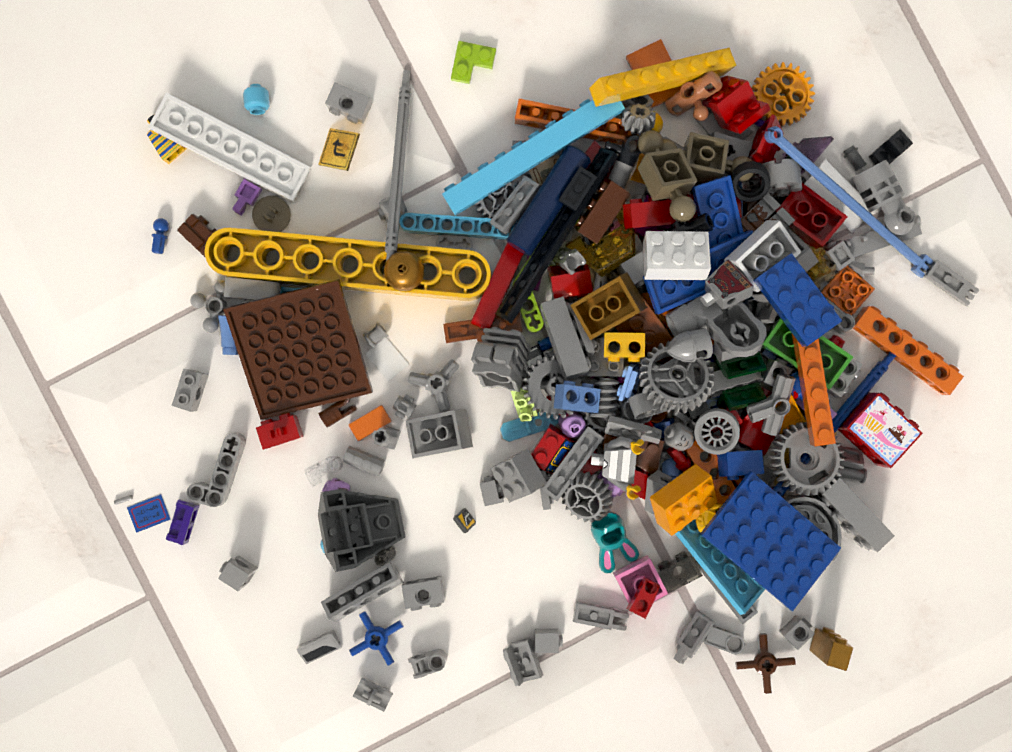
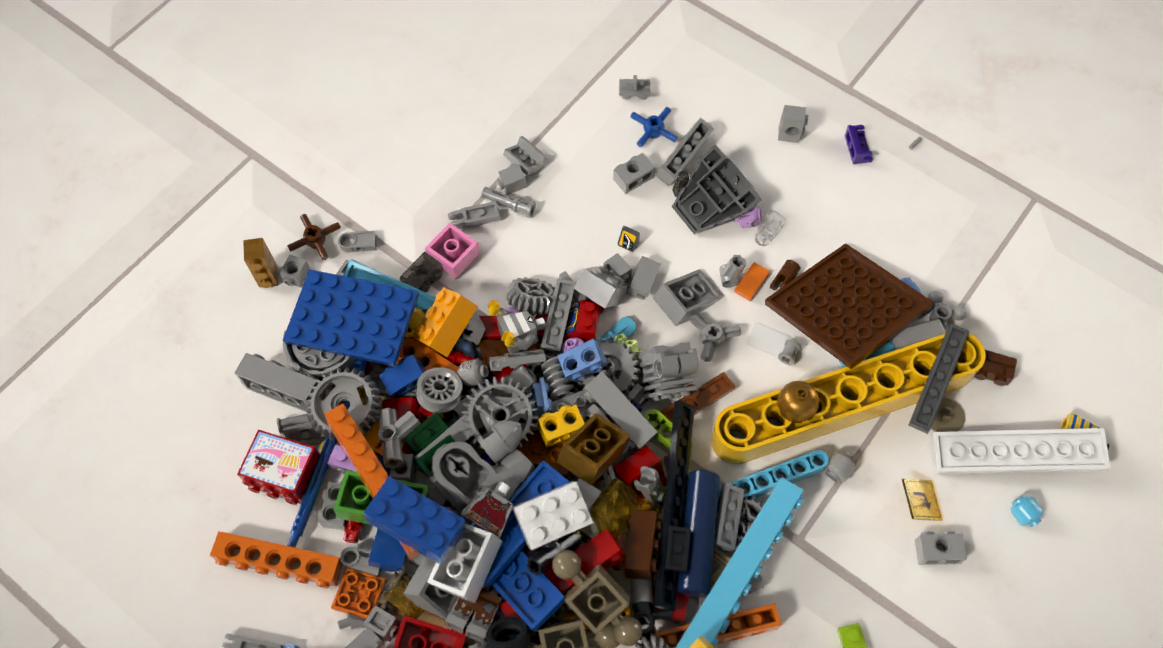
camera: 160 degrees right, 25 degrees down
(148, 513) = (889, 142): blue sticker -> none
(160, 226) = (1032, 359): blue axle -> none
(190, 390) = (918, 240): light grey brick -> none
(220, 468) = (852, 194): light grey beam -> none
(247, 194) = (976, 419): medium lavender plate -> none
(264, 236) = (938, 378): none -> dark grey tile
(279, 431) = (823, 240): red brick -> none
(319, 647) = (696, 105): light grey slope -> none
(364, 461) = (739, 247): light grey axle -> none
(398, 166) = (860, 507): light grey axle -> none
(404, 406) = (730, 304): light grey gear -> none
(424, 664) = (602, 127): light grey piece -> none
(454, 239) = (763, 459): light grey beam -> none
(471, 471) = (643, 278): none -> light grey hinge
(497, 287) = (703, 432): red beam -> none
(554, 610) = (516, 204): none -> light grey pin
(611, 535) = (495, 276): teal piece -> none
(644, 597) = (445, 232): red leg -> none
(693, 636) = (386, 232): light grey hinge -> none

